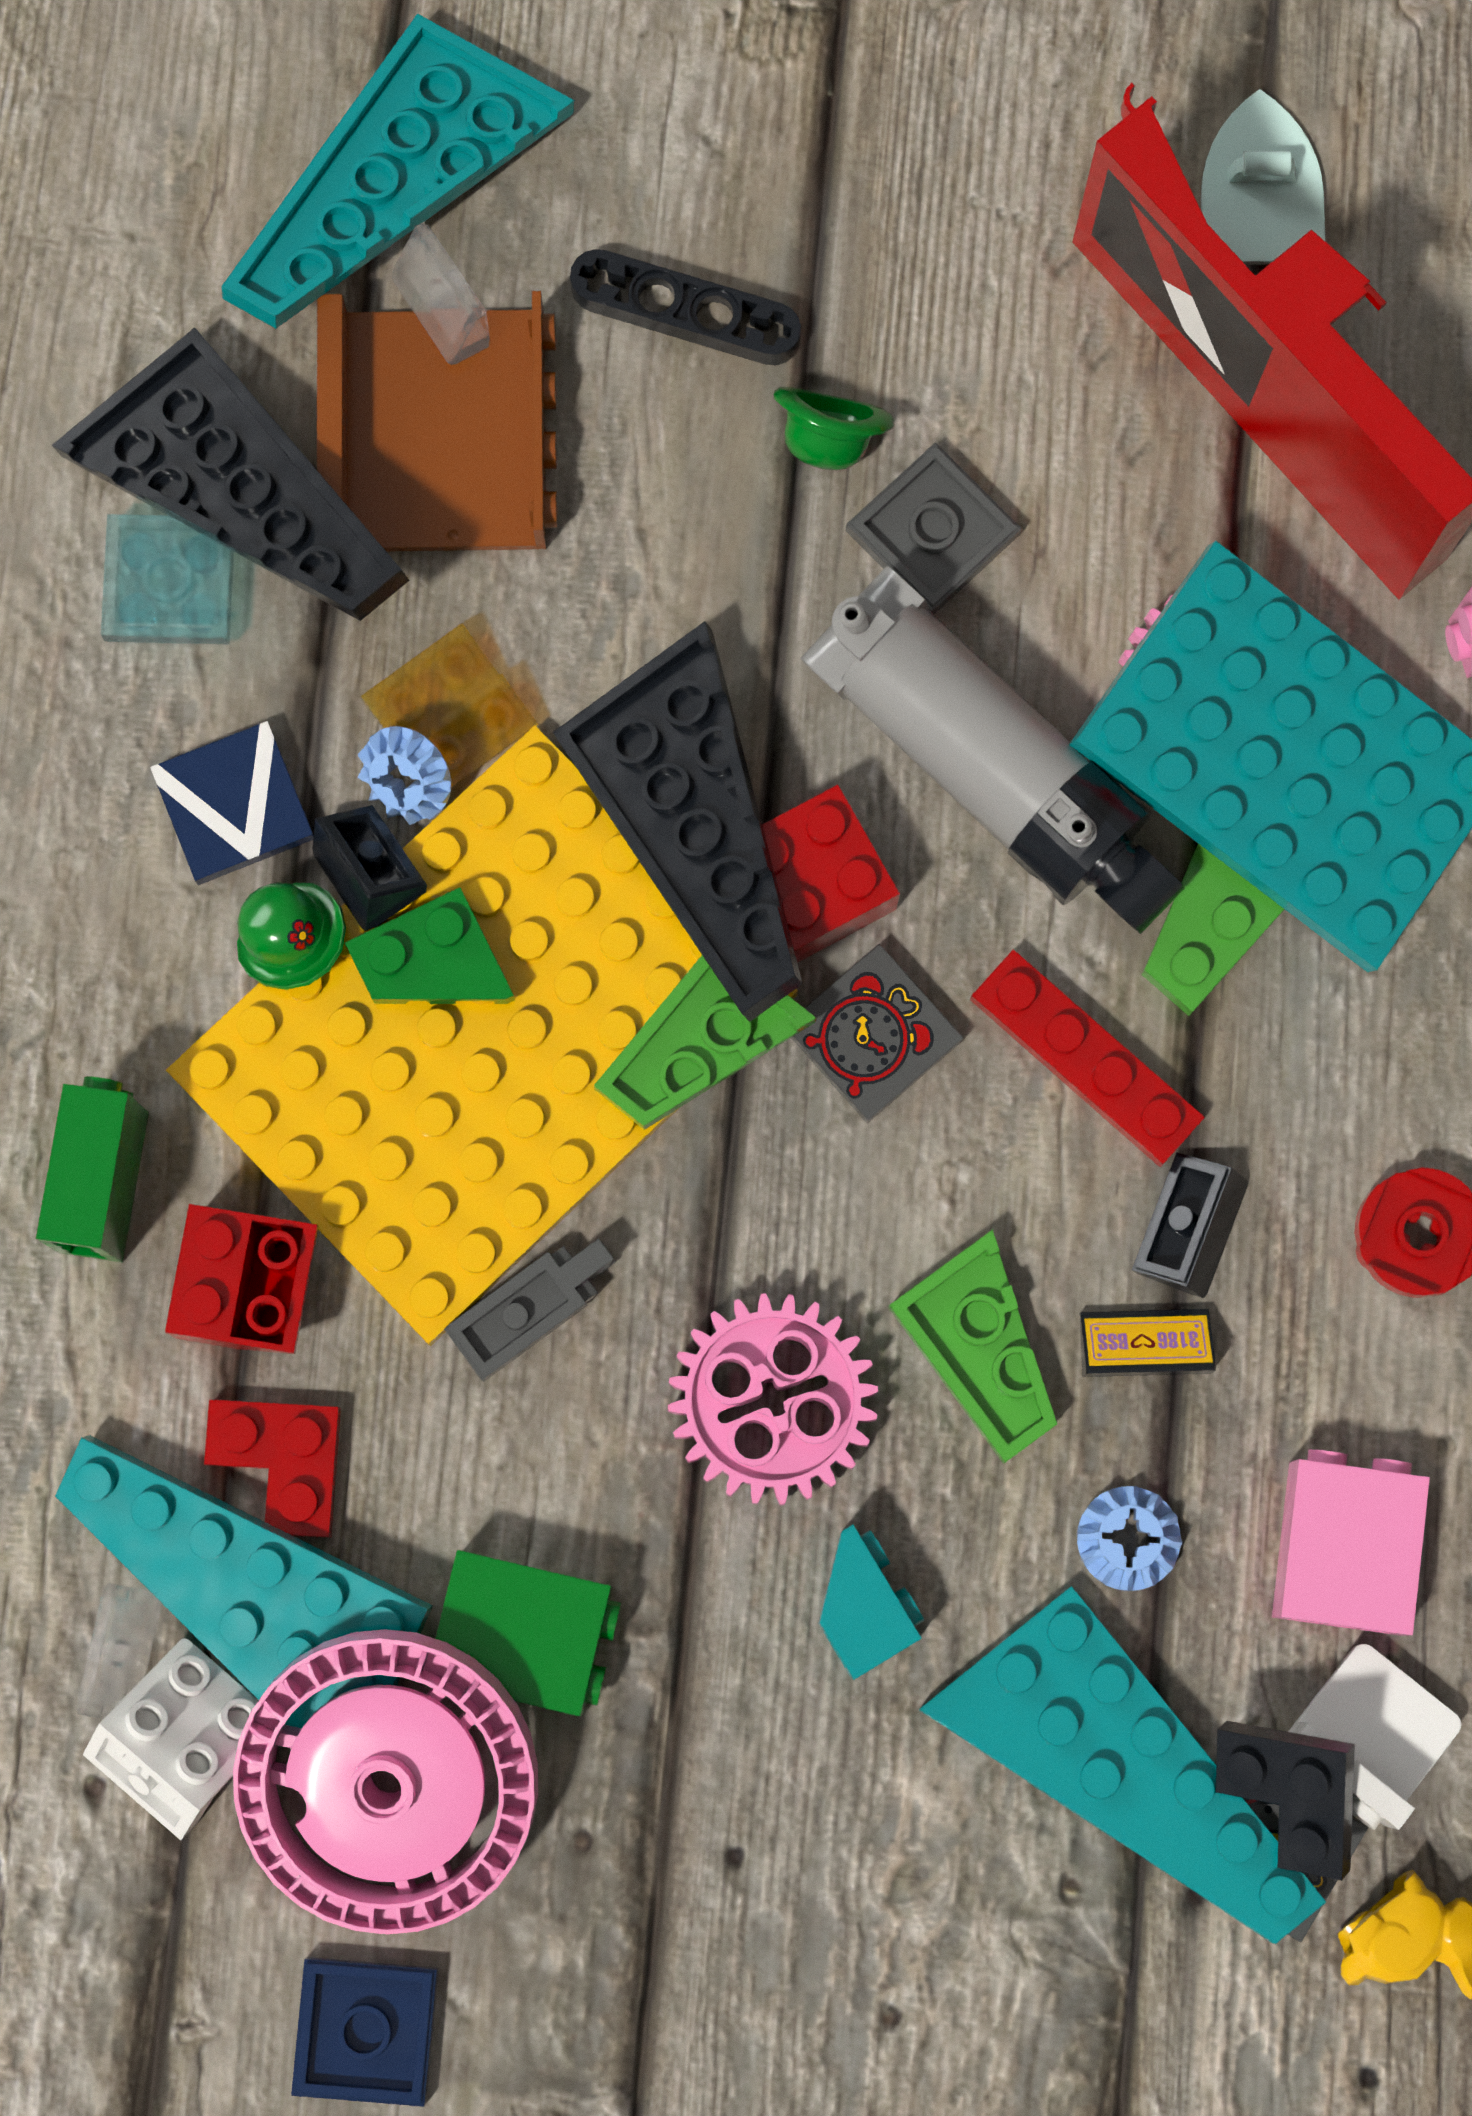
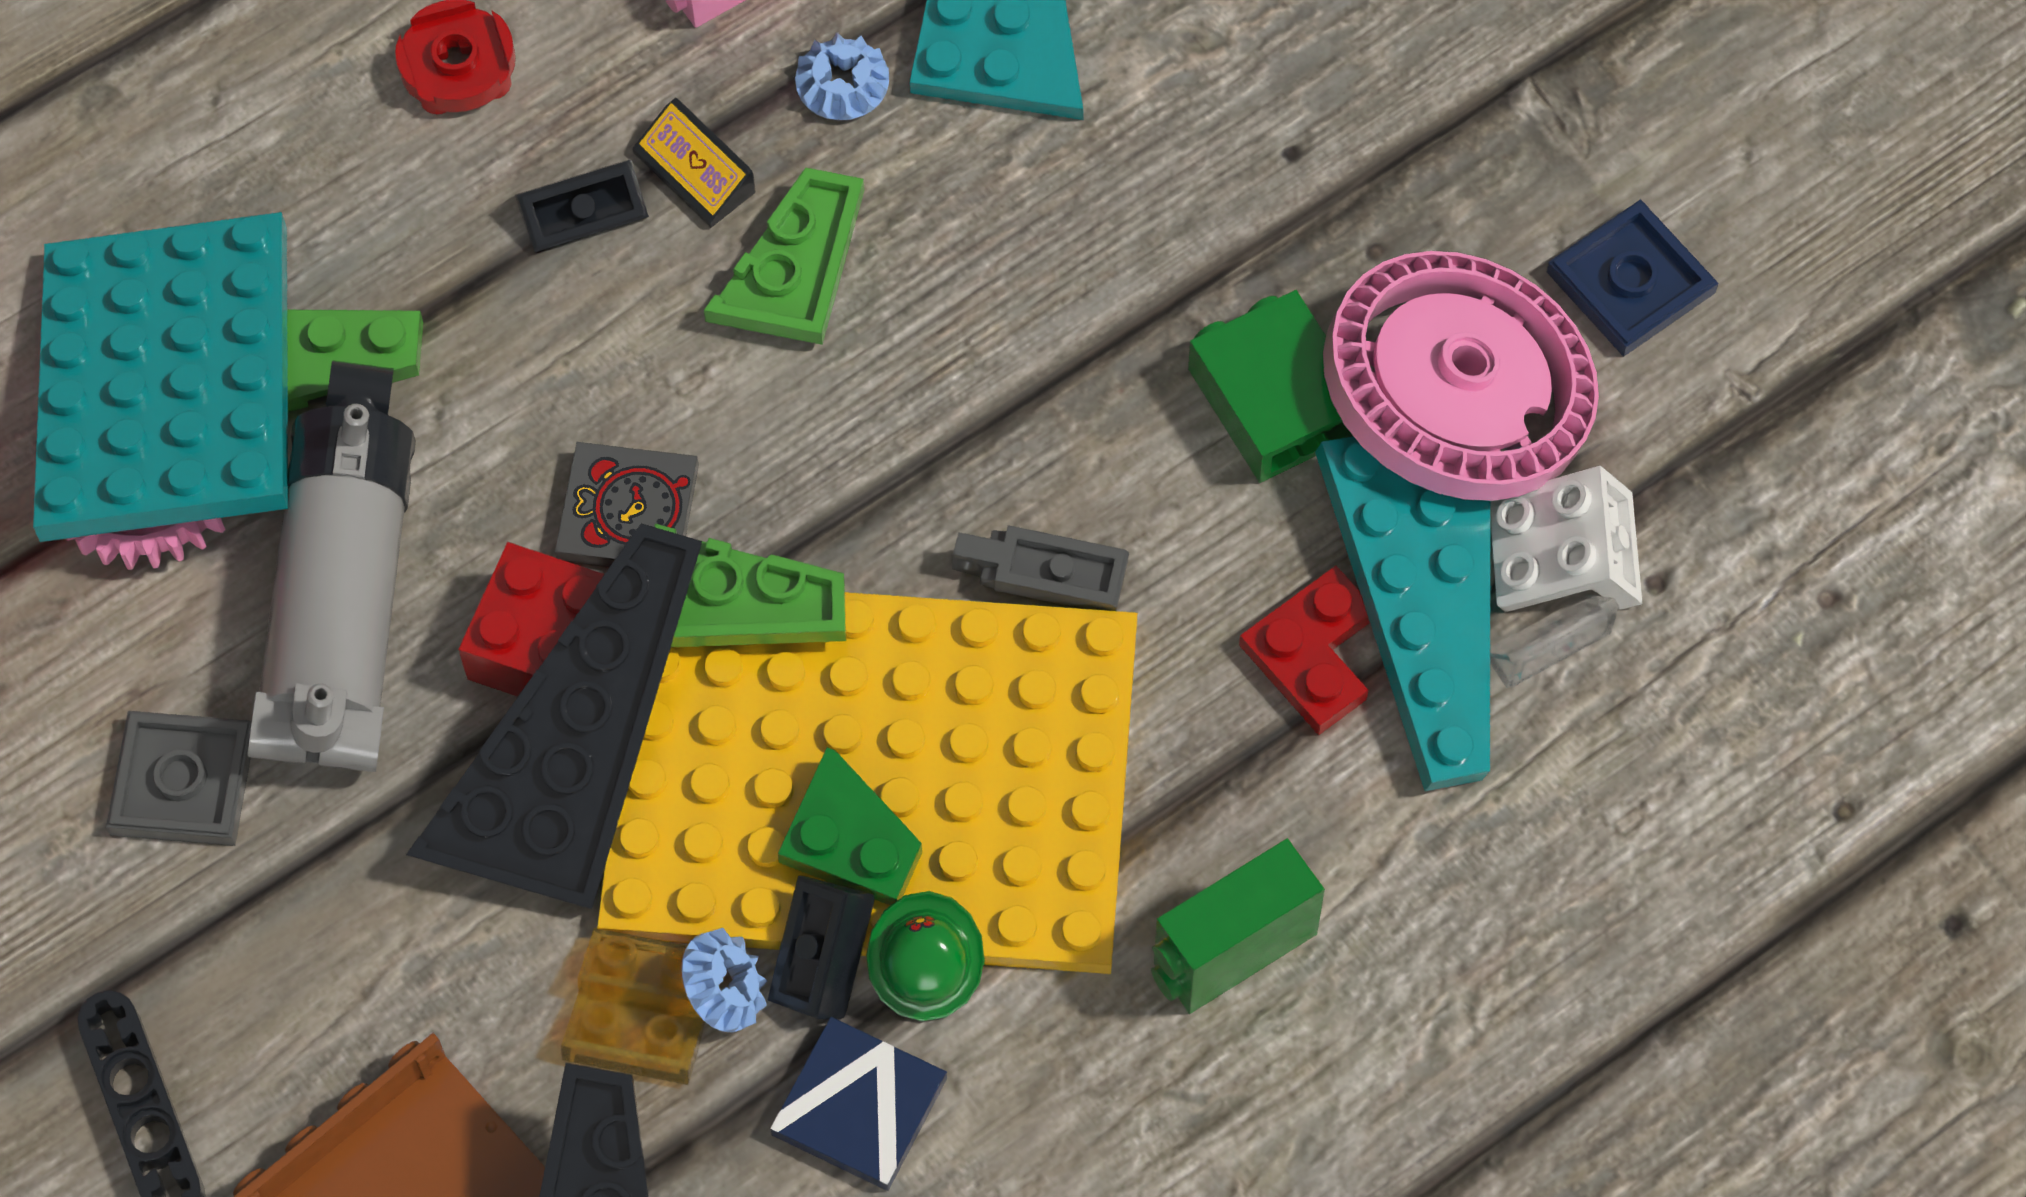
camera: 130 degrees left, 15 degrees down
(241, 1280) = (1214, 765): red slope -> none
(793, 1455) = (959, 358): bright pink gear -> none
(828, 428) = (155, 902): green hat -> none
(860, 1609) = (1051, 191): teal slope -> none
(1086, 1058) = (517, 359): red plate -> none

